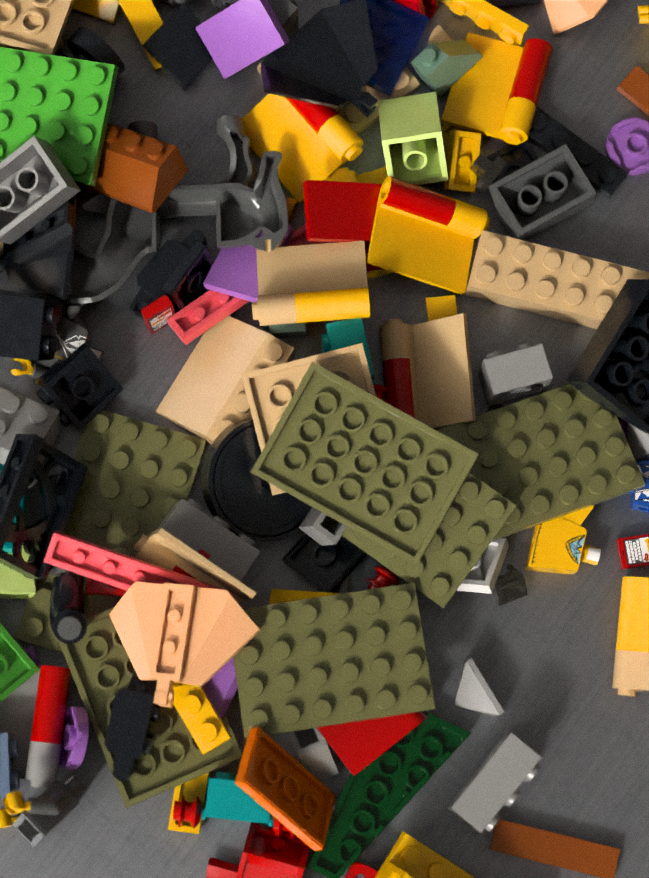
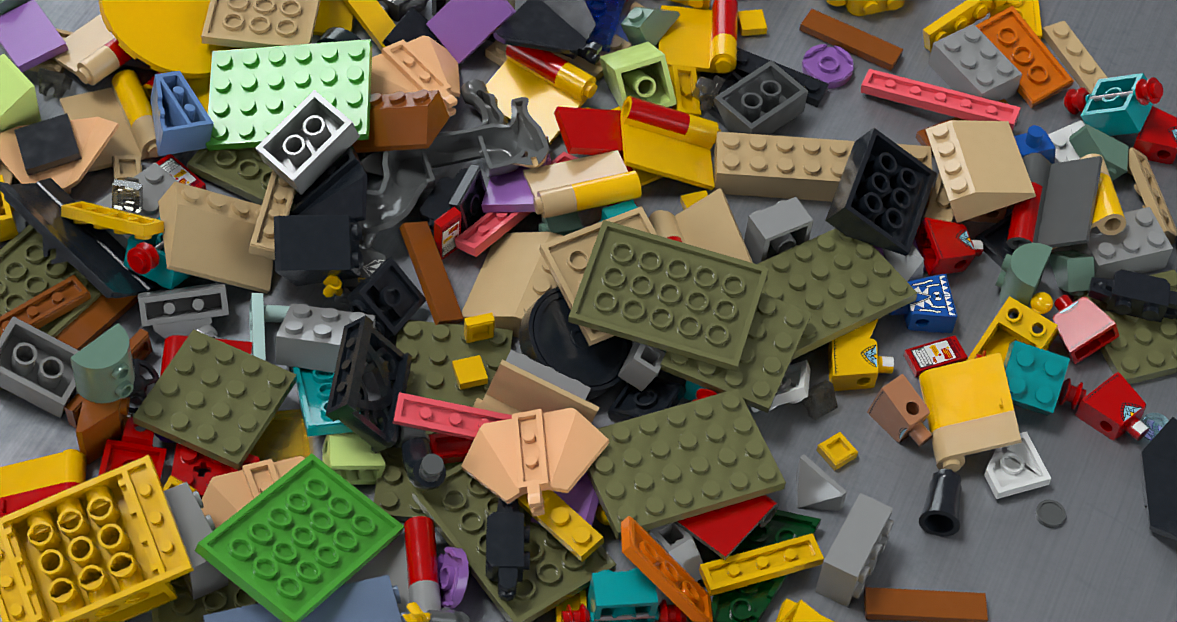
camera: 15 degrees left, 25 degrees down
(133, 359) = (431, 273): none -> dark orange tile
(146, 491) = (470, 372): none -> yellow tile
(166, 442) = (479, 327): none -> yellow tile
(169, 97) = (417, 67): none -> light nougat panel
(393, 782) = (761, 564): none -> yellow plate
(512, 647) = (837, 451): none -> yellow tile
(564, 72) = (752, 22): none -> yellow tile
(582, 613) = (901, 411): none -> nougat torso
(604, 736) = (942, 504): none -> black plant

